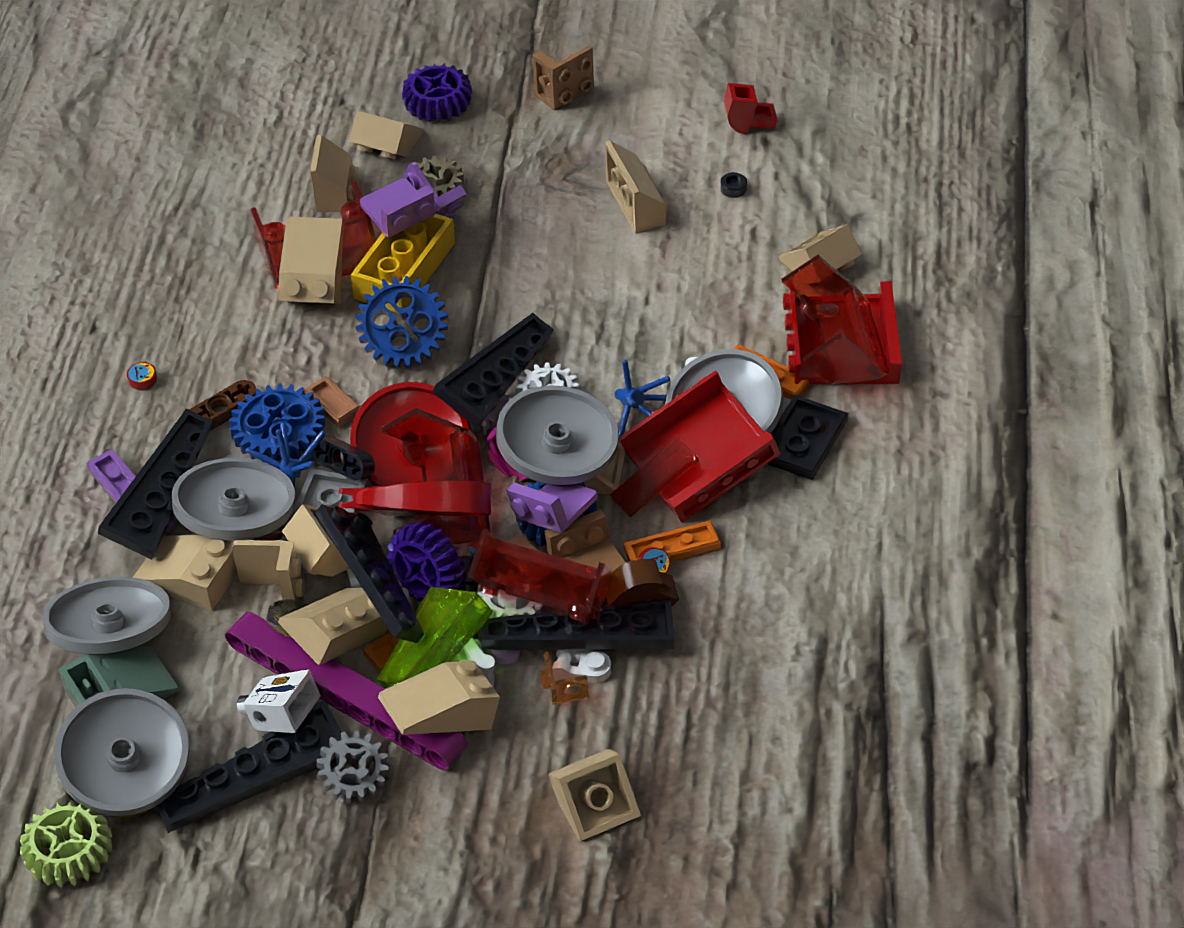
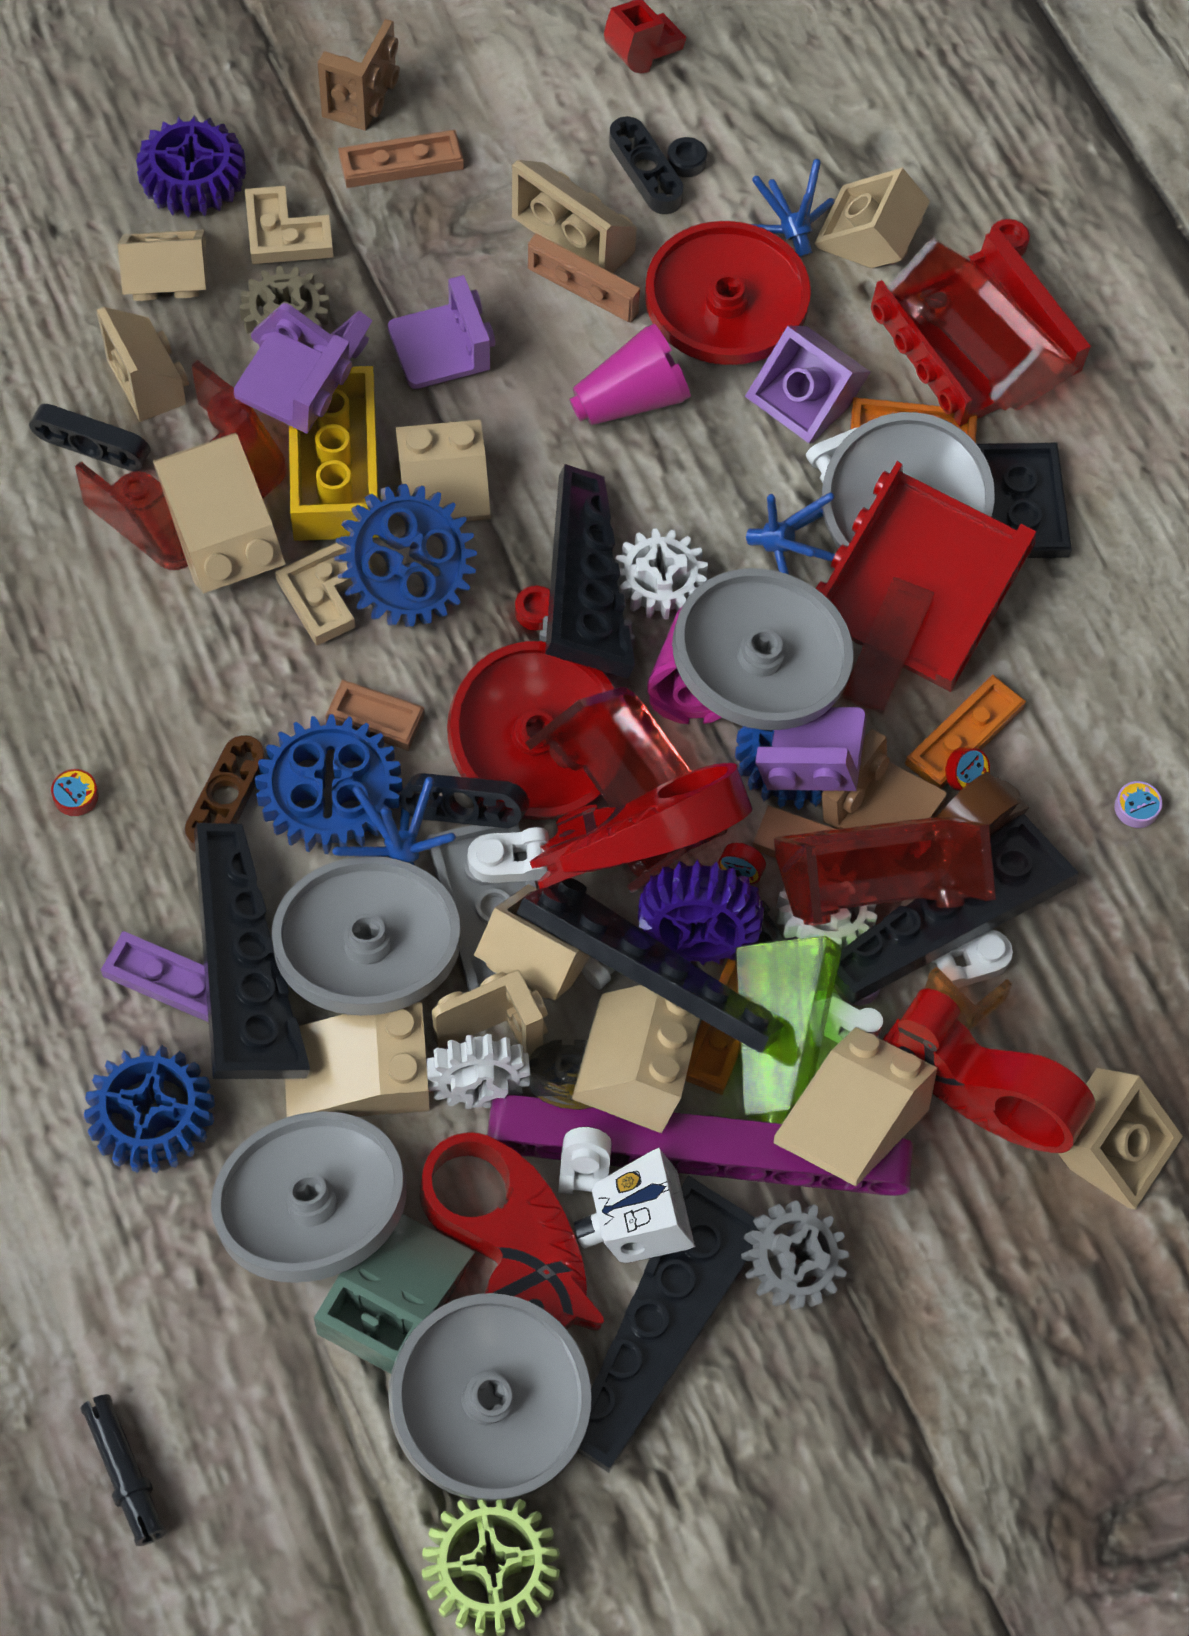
camera: 35 degrees left, 15 degrees up
(60, 541) = (114, 1098): none -> blue gear
(209, 690) = (525, 1237): none -> red animal
(241, 590) = (478, 1071): none -> white gear
(267, 657) = (584, 1159): none -> white plate
(275, 201) = (89, 437): none -> black beam
(330, 494) = (492, 857): none -> white plate
(341, 329) = (314, 593): none -> tan plate
(461, 141) = (281, 238): none -> tan plate
(465, 290) = (447, 461): none -> tan slope
(513, 228) = (444, 339): none -> medium lavender bracket
(533, 725) = (1000, 1090): none -> red animal
(562, 130) = (401, 158): none -> nougat tile
(604, 283) = (631, 381): none -> dark pink cone
(619, 224) = (583, 278): none -> nougat tile
(697, 258) = (726, 291): none -> red dish
(708, 188) = (646, 149): none -> black beam
(713, 322) = (806, 382): none -> medium lavender slope
(750, 626) = (1138, 804): none -> tile
(769, 238) = (794, 225): none -> blue plant
(905, 295) = (1015, 232): none -> red tile

